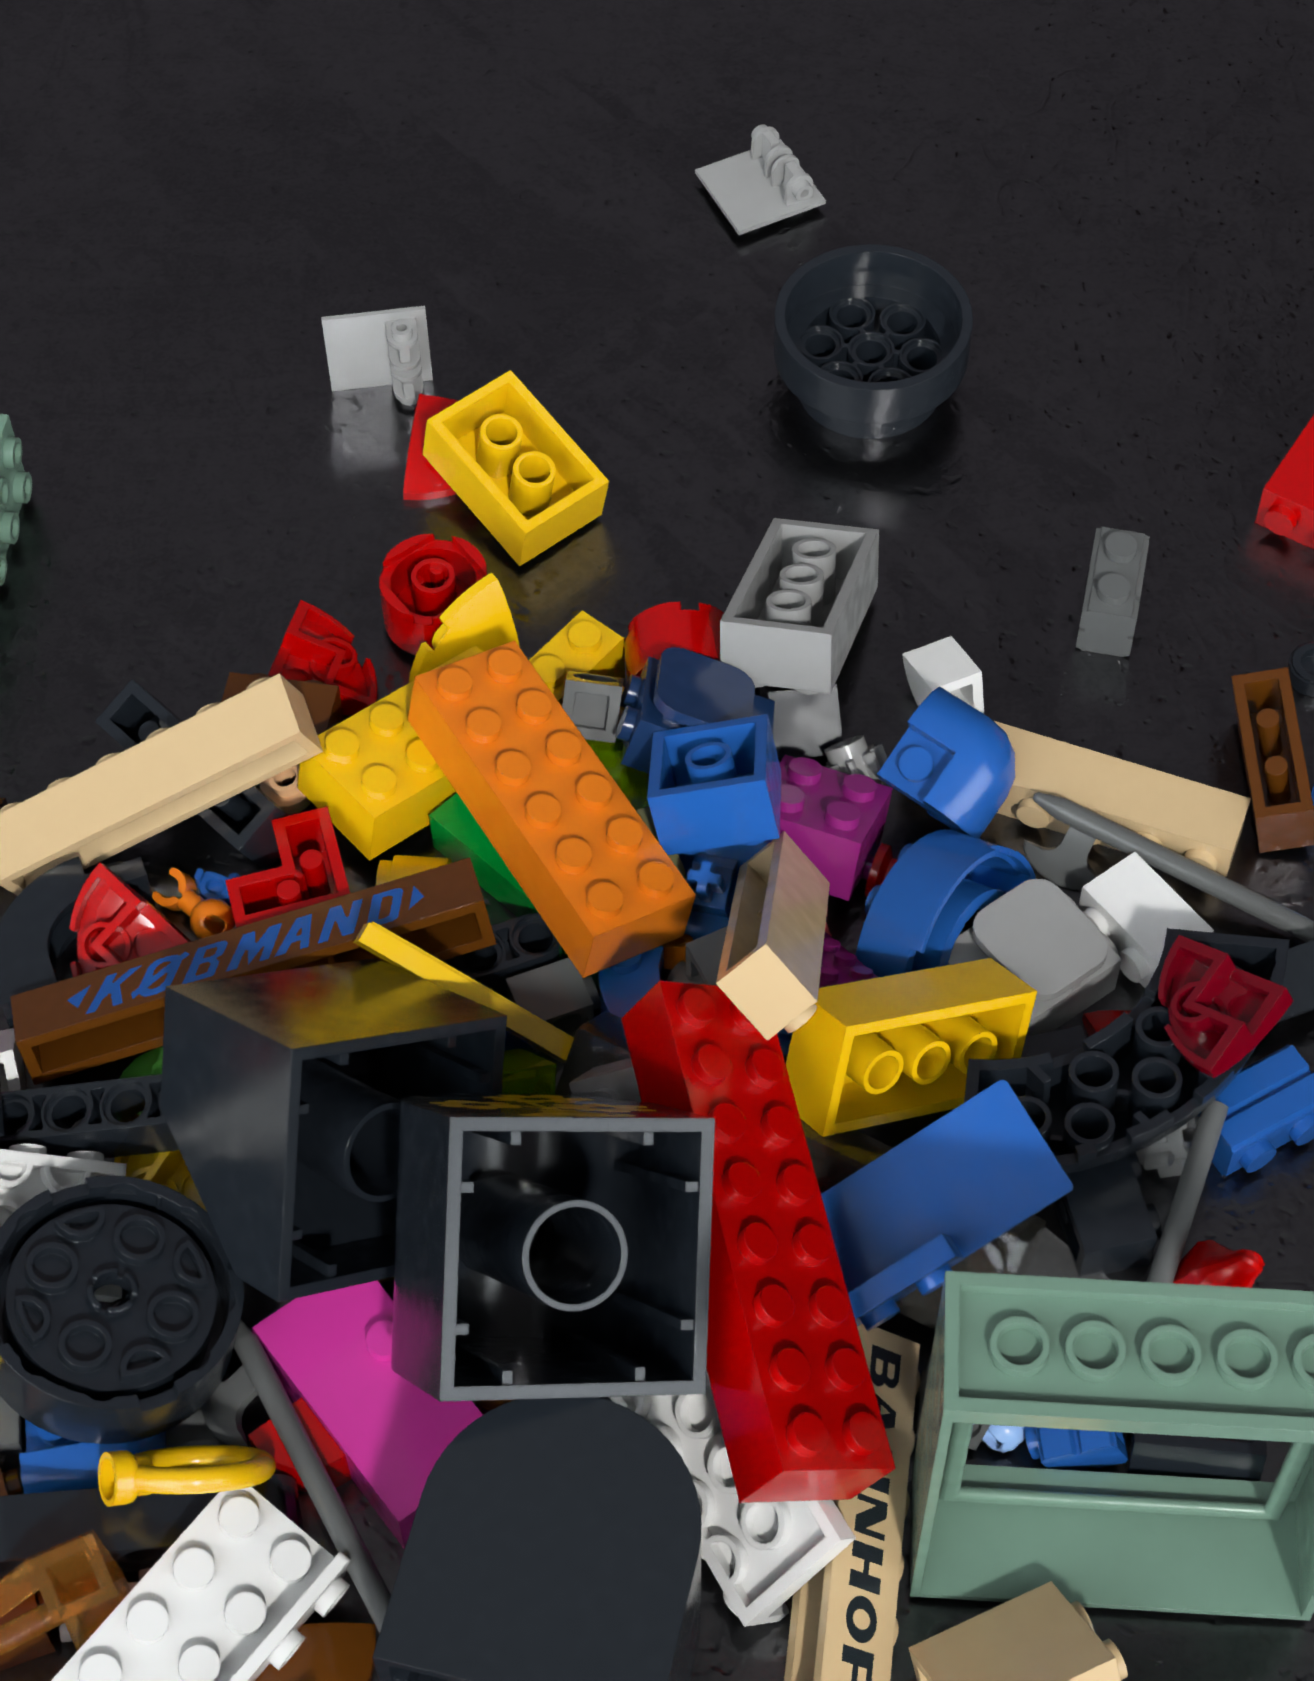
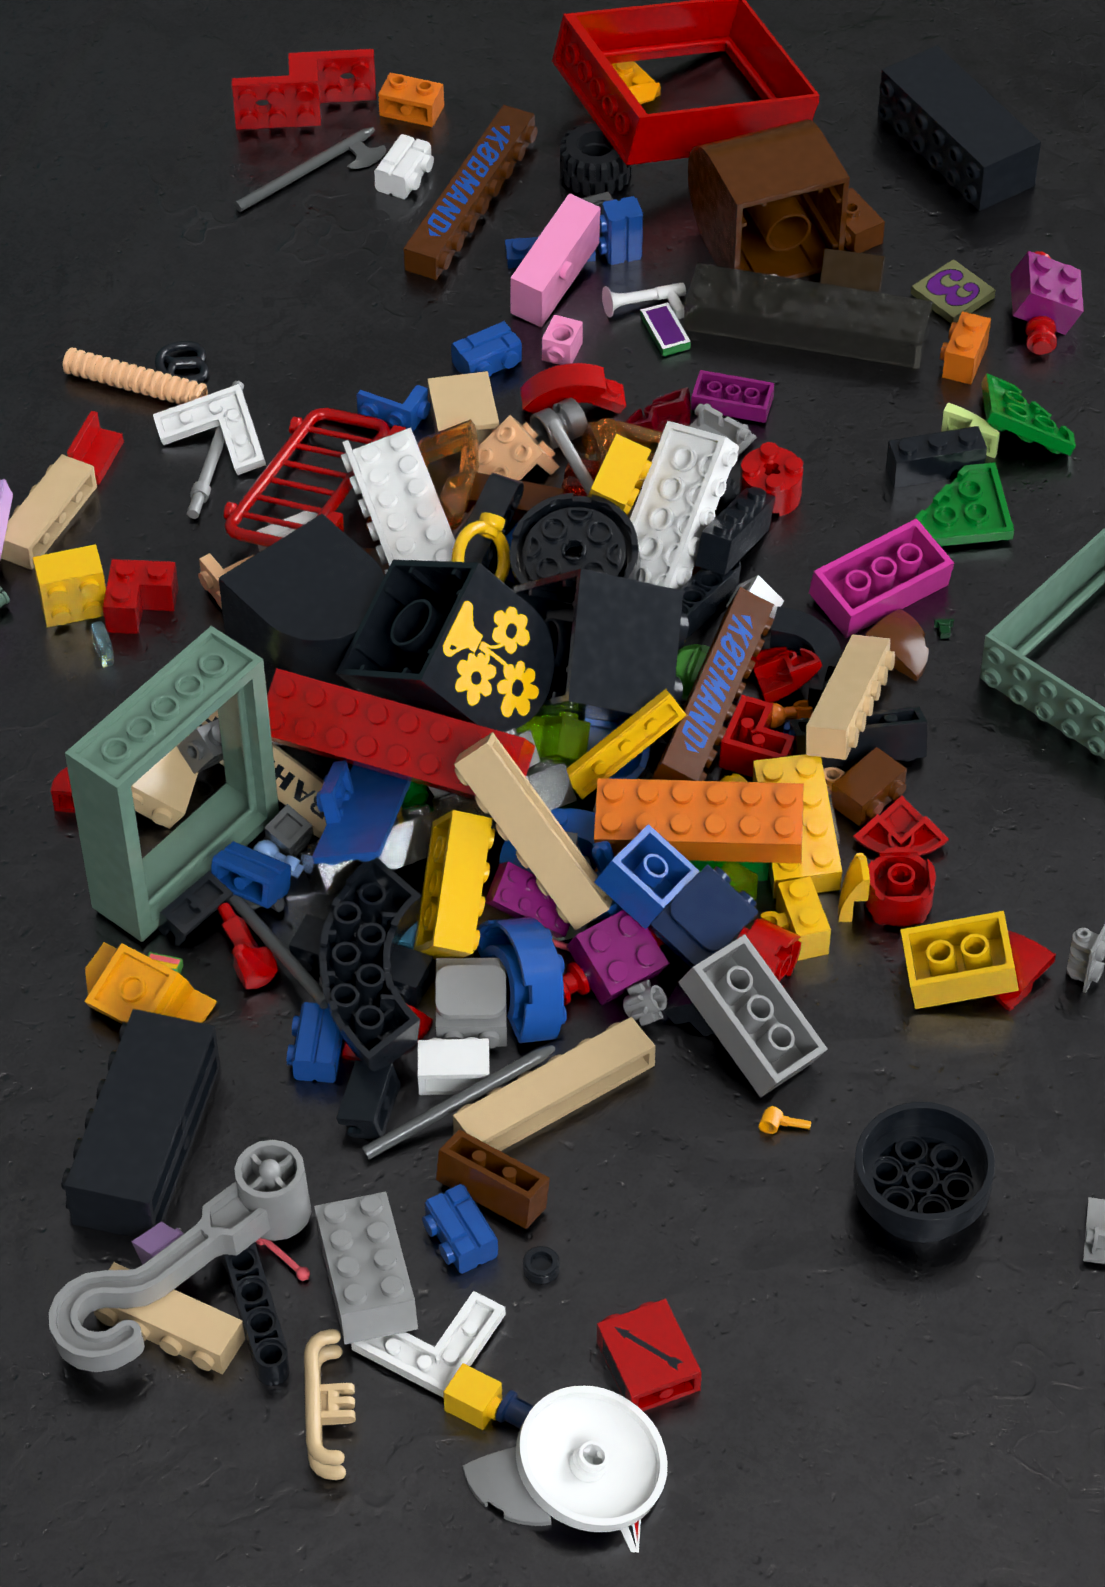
camera: 125 degrees right, 5 degrees down
(593, 704) = (760, 875): dark grey brick -> none
(898, 557) = (774, 1117): none -> light orange hand
(919, 1616) = (202, 747): none -> dark grey brick
(944, 666) = (669, 1079): white brick -> none
(952, 763) = (598, 1018): blue brick -> none
(1113, 592) = (662, 1190): dark grey brick -> none
(1215, 1007) = (355, 994): dark red brick -> none

